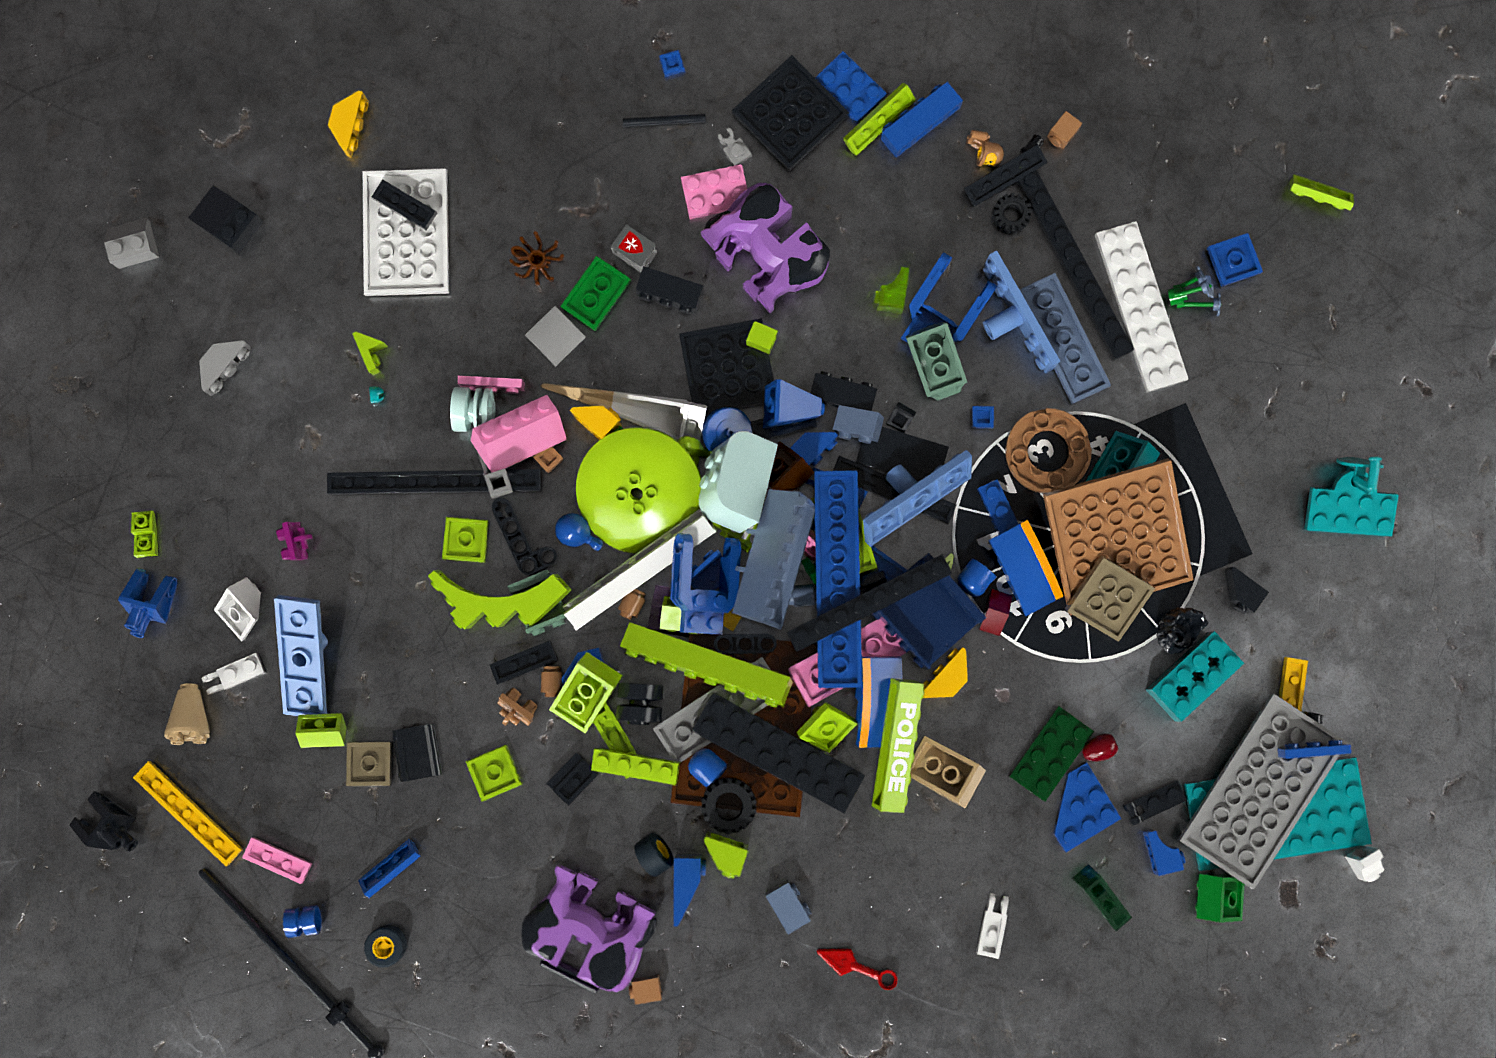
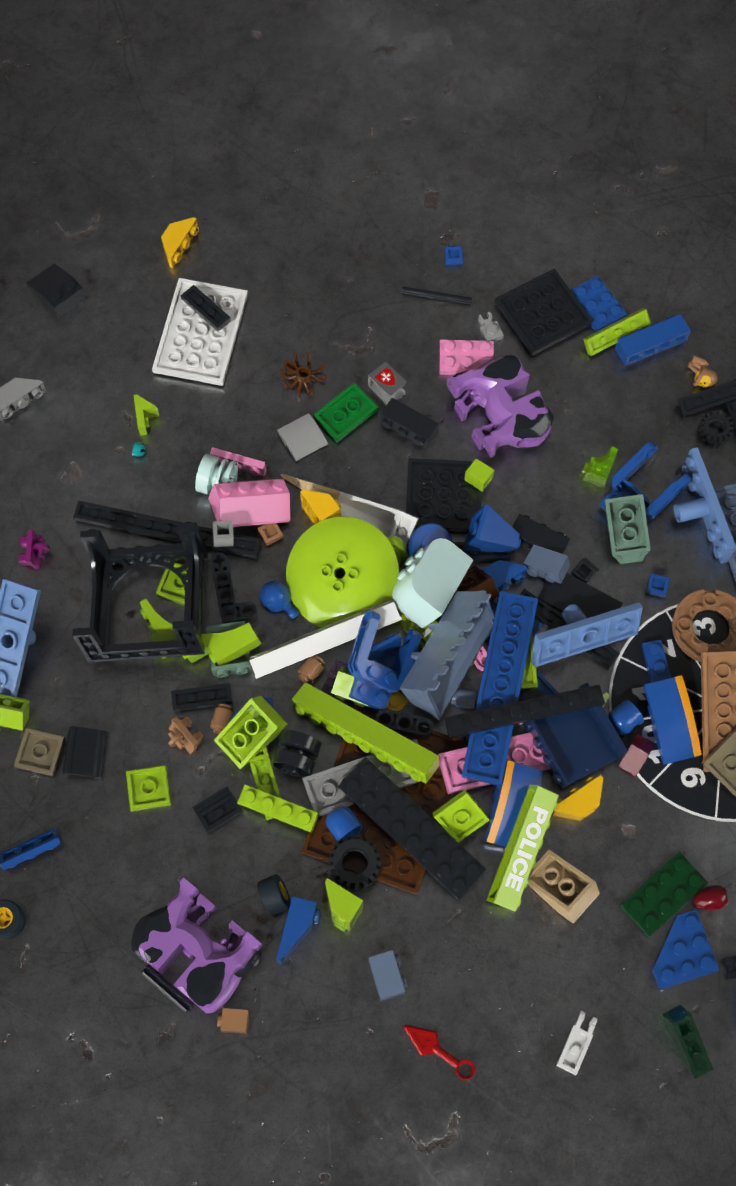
camera: 10 degrees right, 15 degrees down
(373, 539) = (188, 632): none -> black arch
(810, 569) = (476, 676): dark green plate -> none

